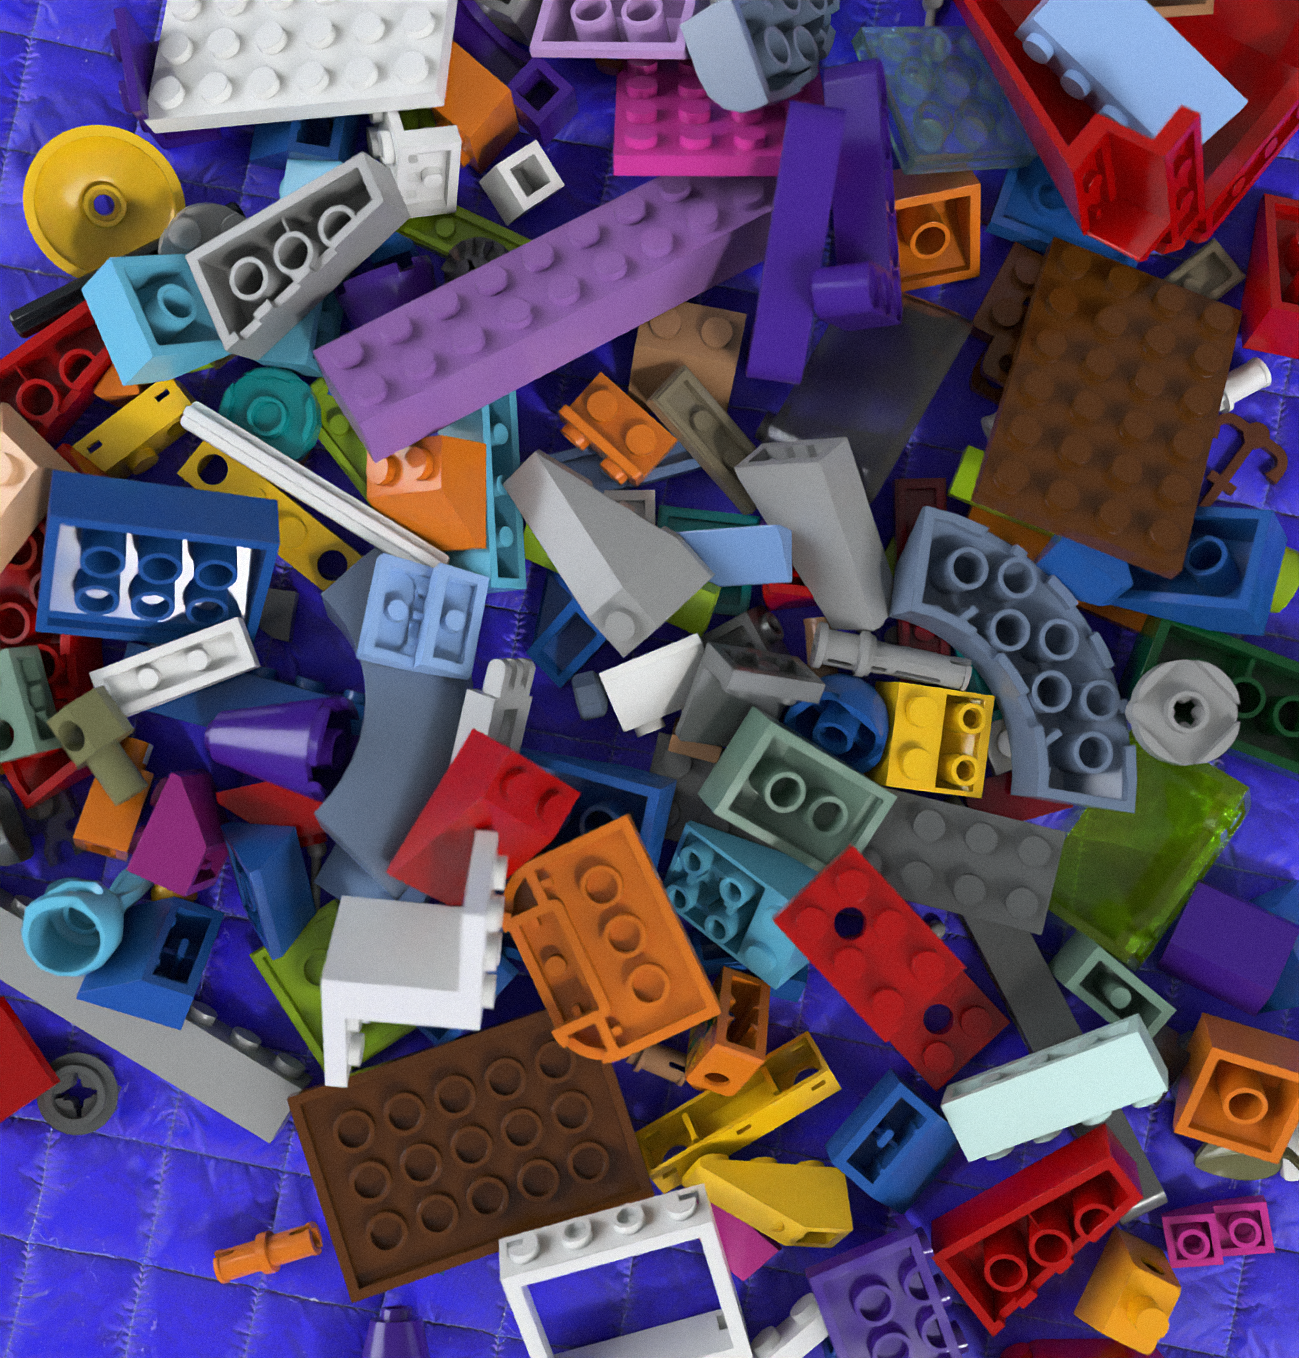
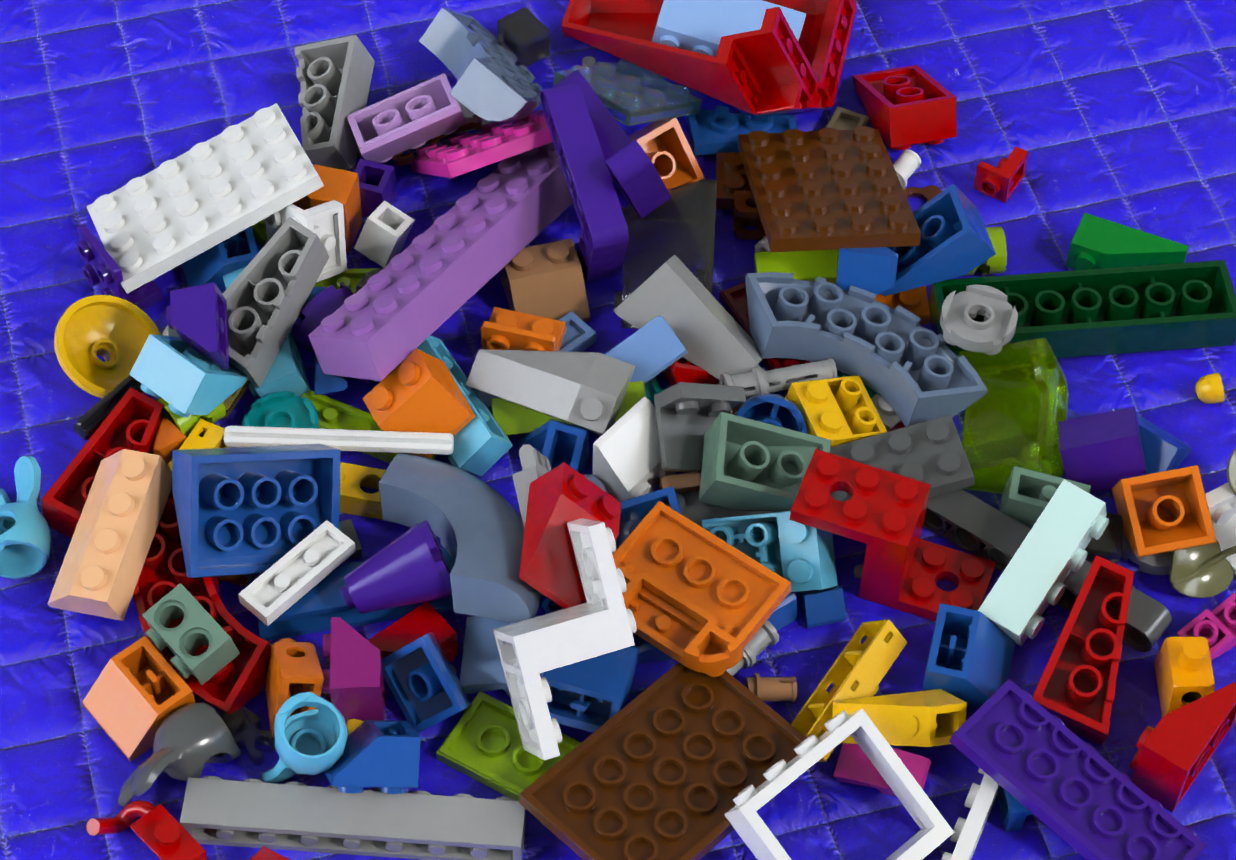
camera: 30 degrees left, 35 degrees down
(91, 735) = (275, 626): olive piece -> none
(186, 268) = (201, 321): none -> dark purple slope
(423, 617) = (458, 463): light blue slope -> none
(704, 432) = (583, 313): dark tan tile -> none
(728, 1055) = (806, 625): orange torso -> none

